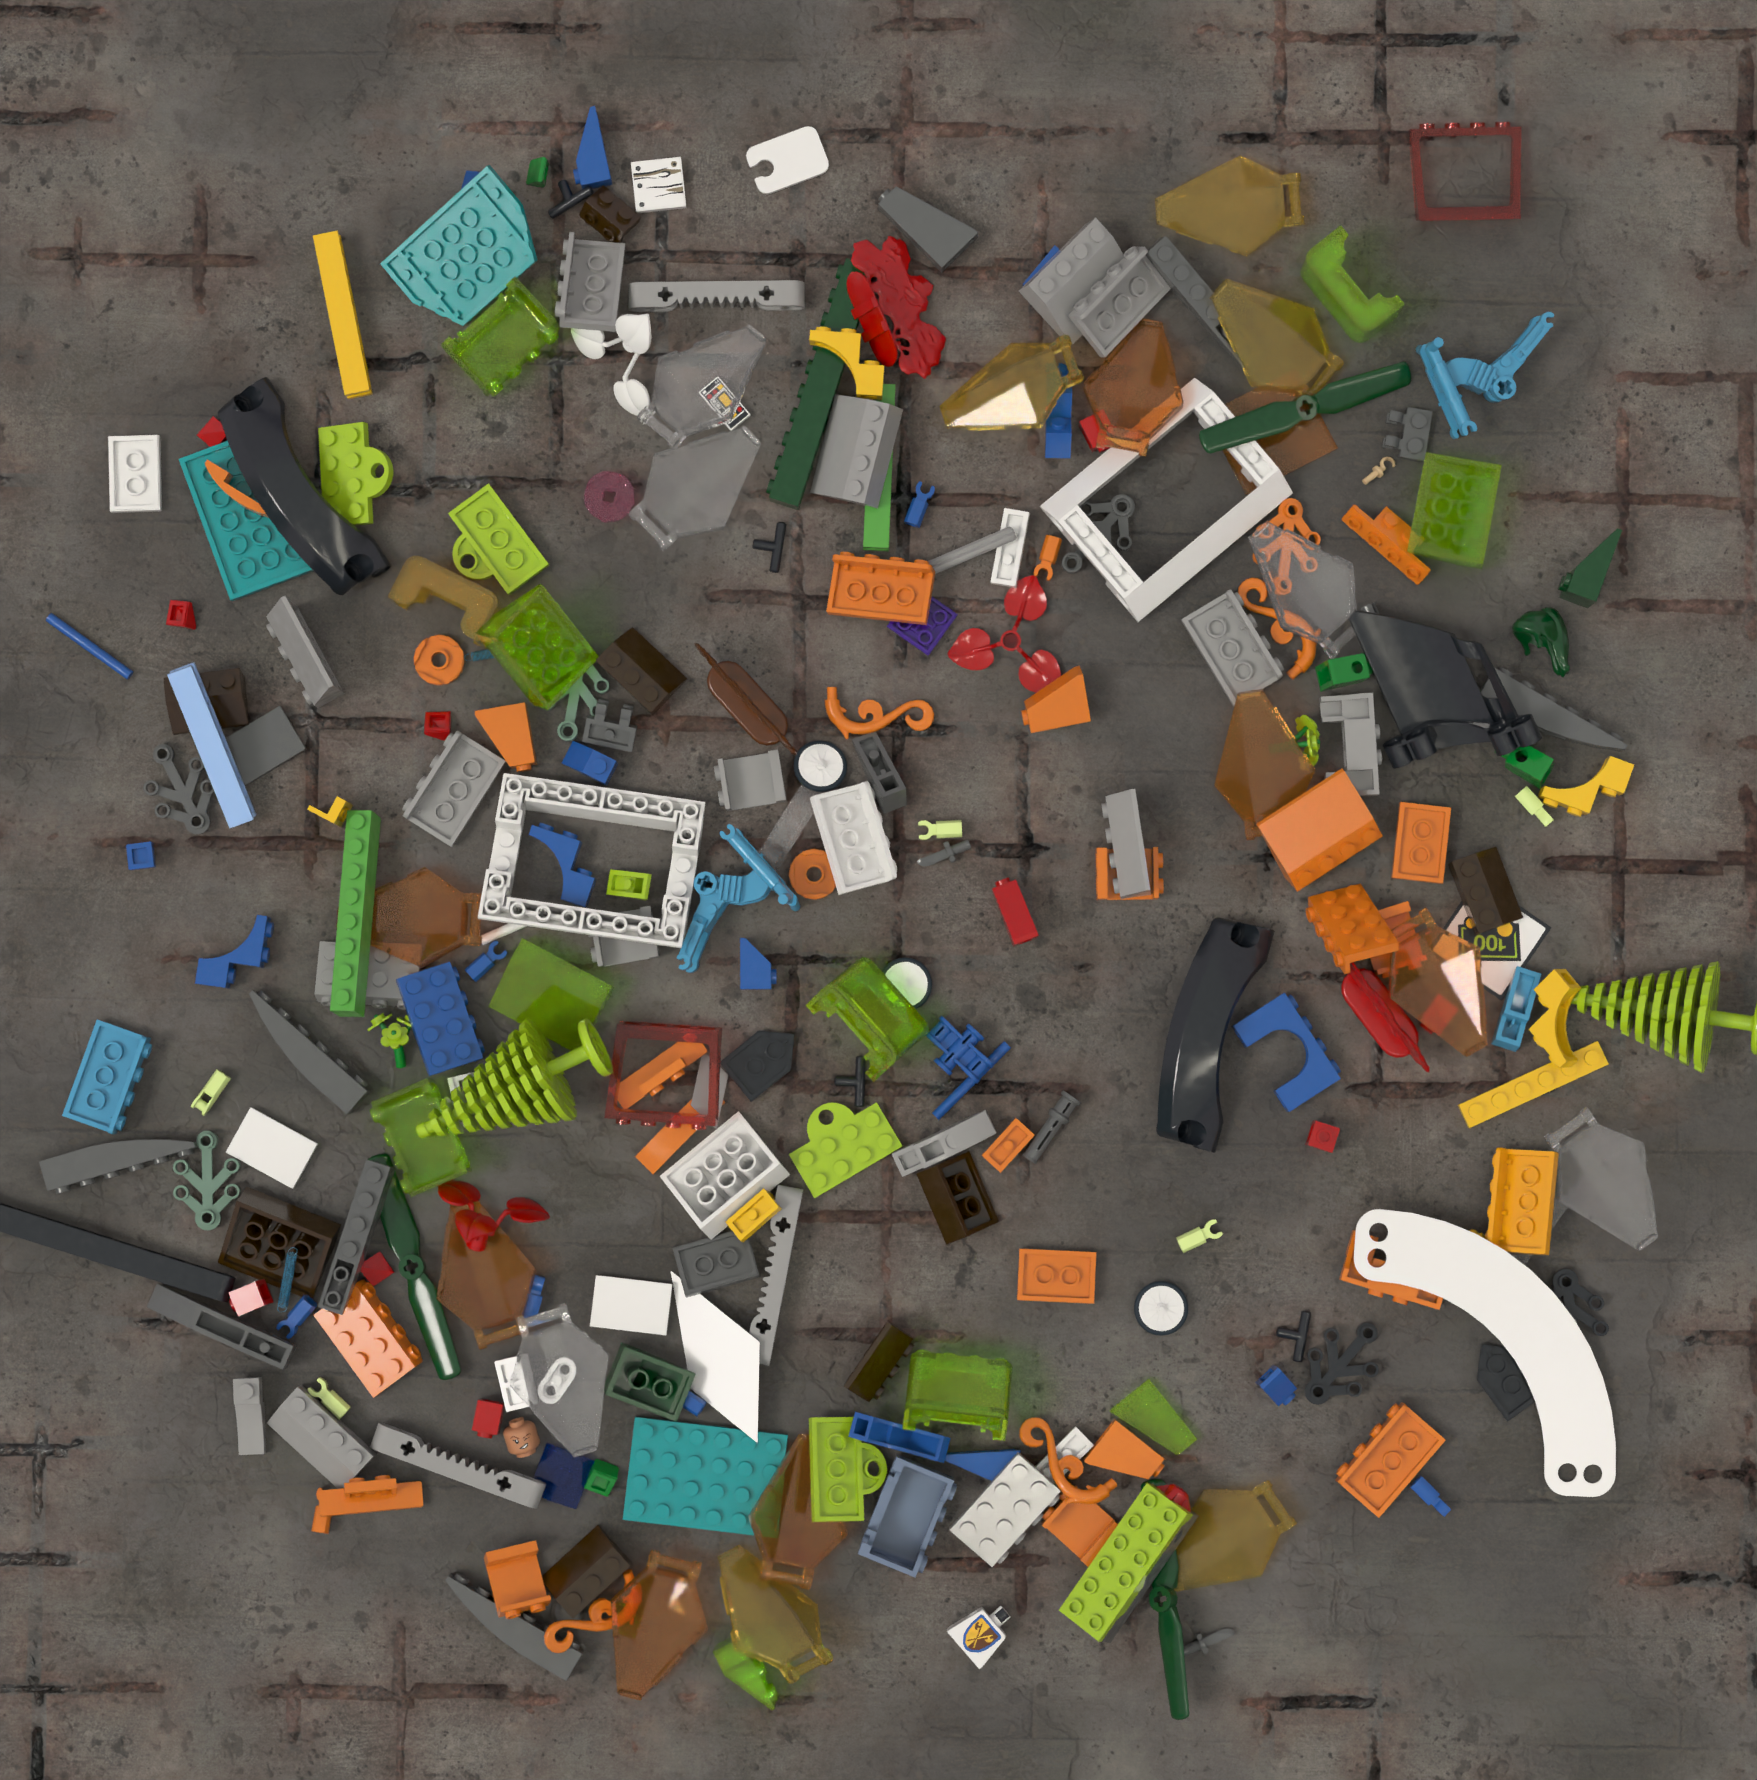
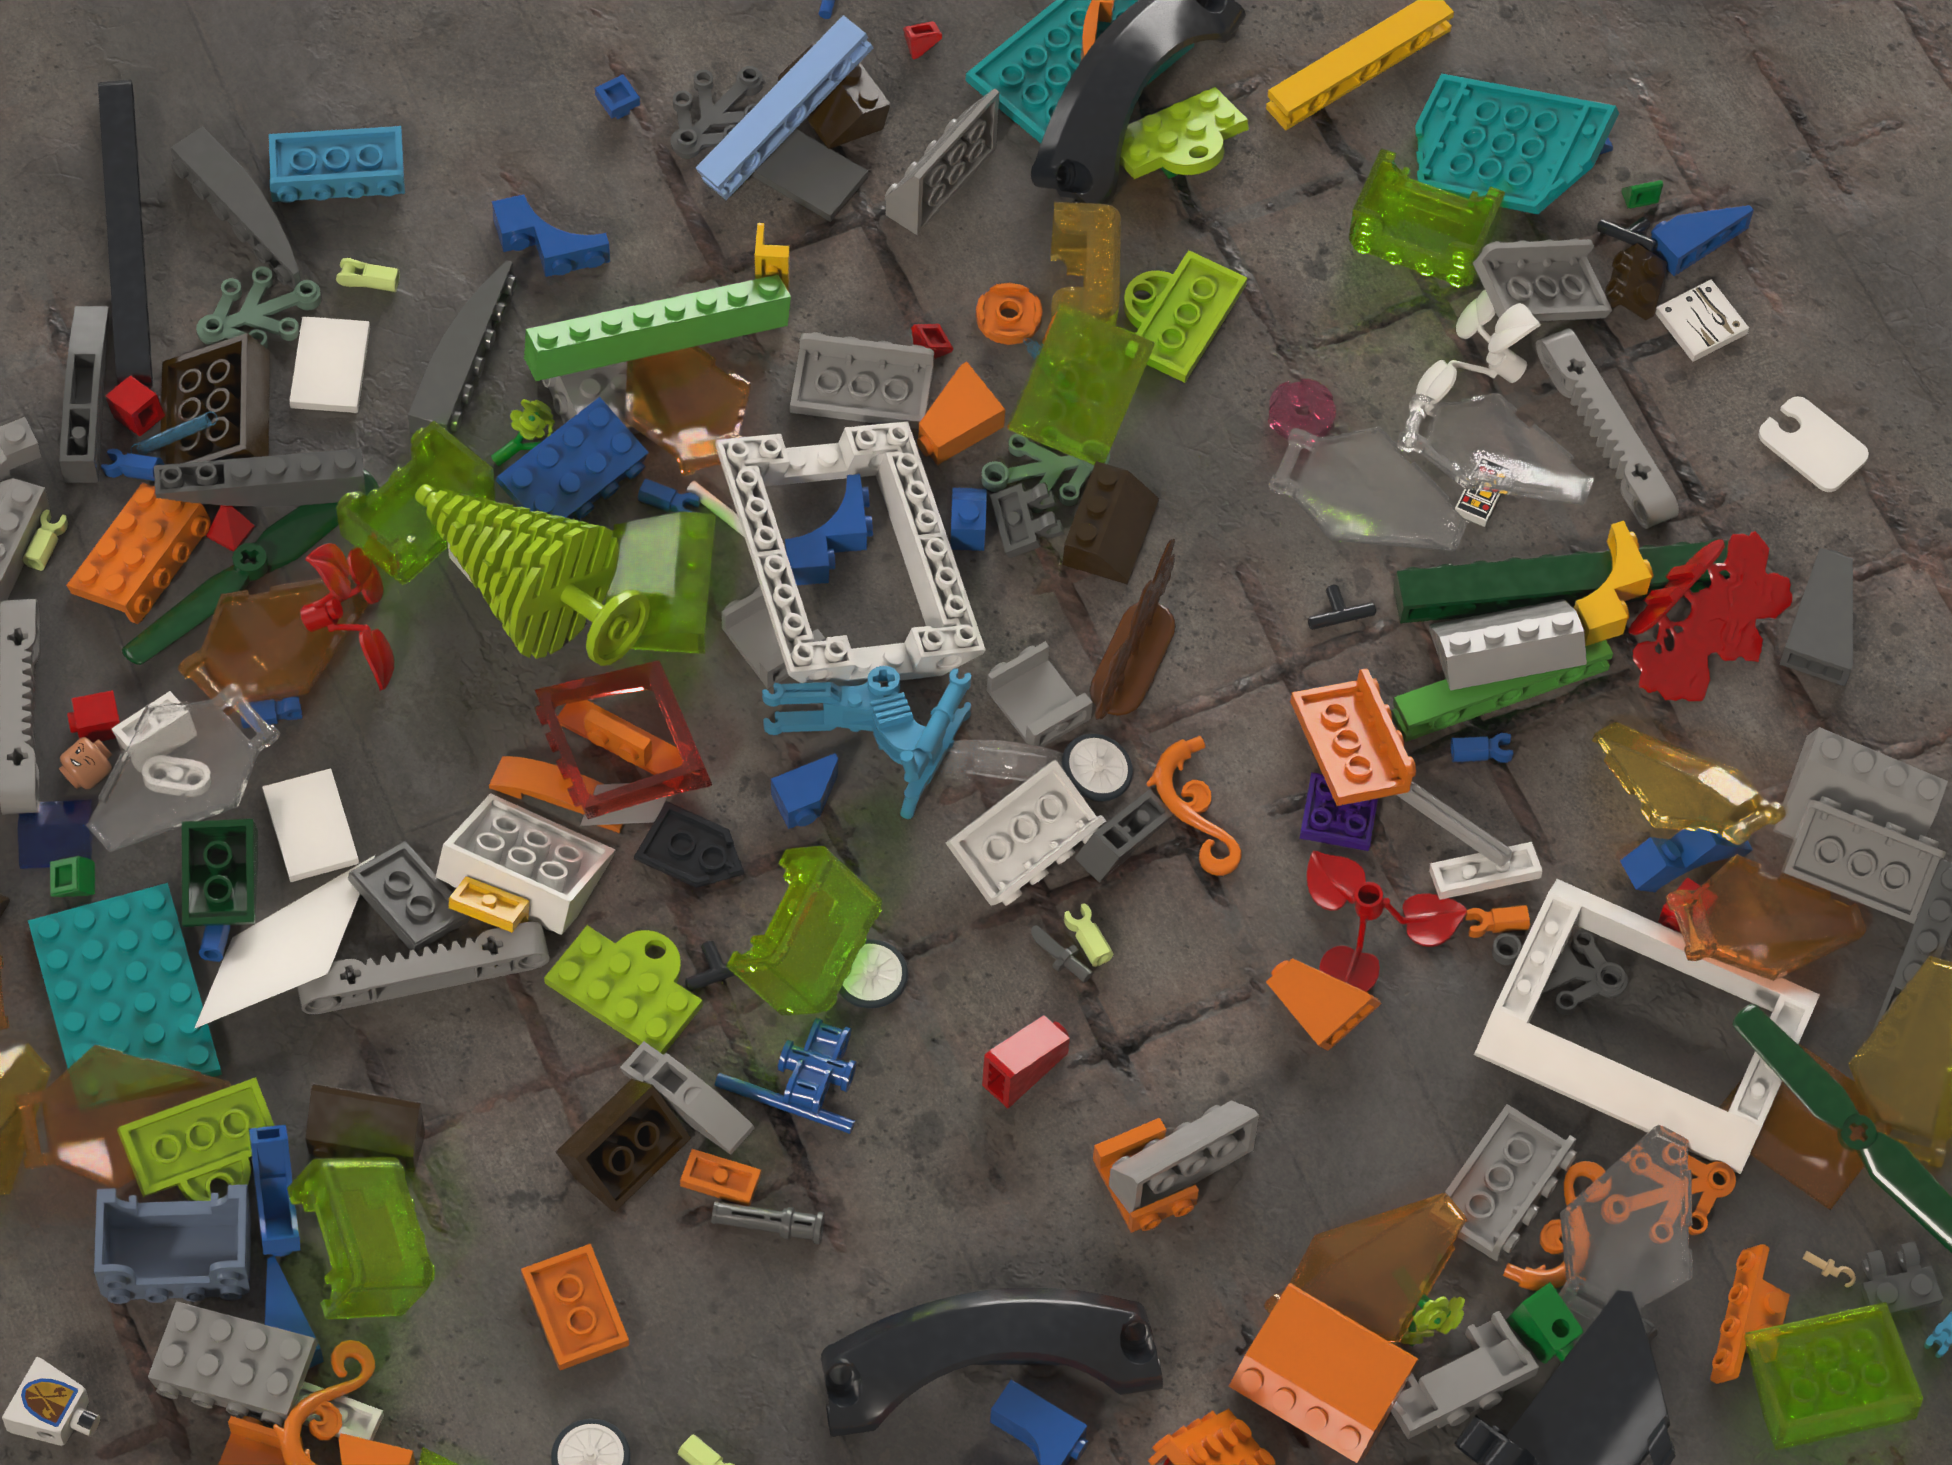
camera: 55 degrees right, 25 degrees down
(629, 884) = (841, 614): lime slope -> none
(798, 875) = (948, 799): orange tile -> none

